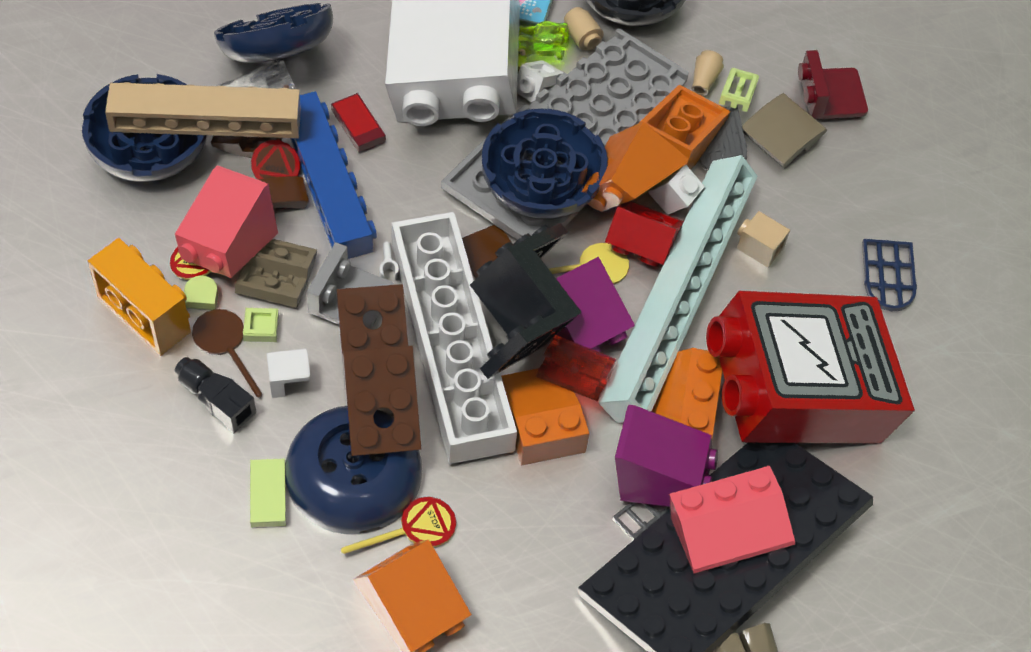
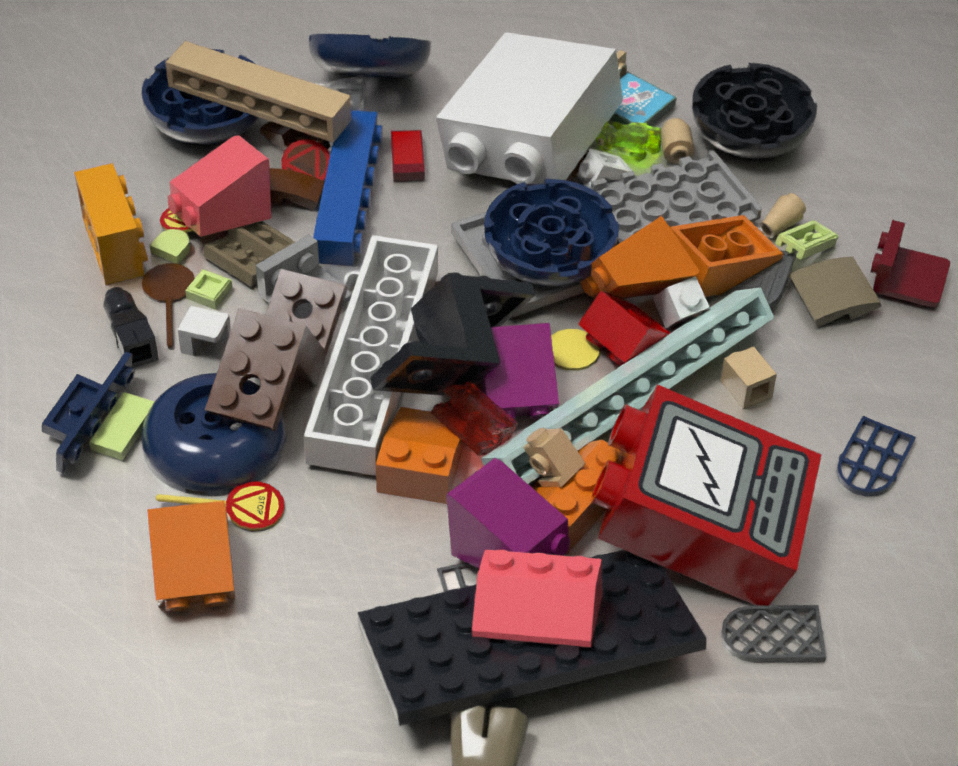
camera: 30 degrees right, 10 degrees down
(223, 494) = (81, 409): none -> dark blue bracket
(667, 381) = (553, 456): none -> tan brick
(942, 465) = (789, 656): none -> dark grey window

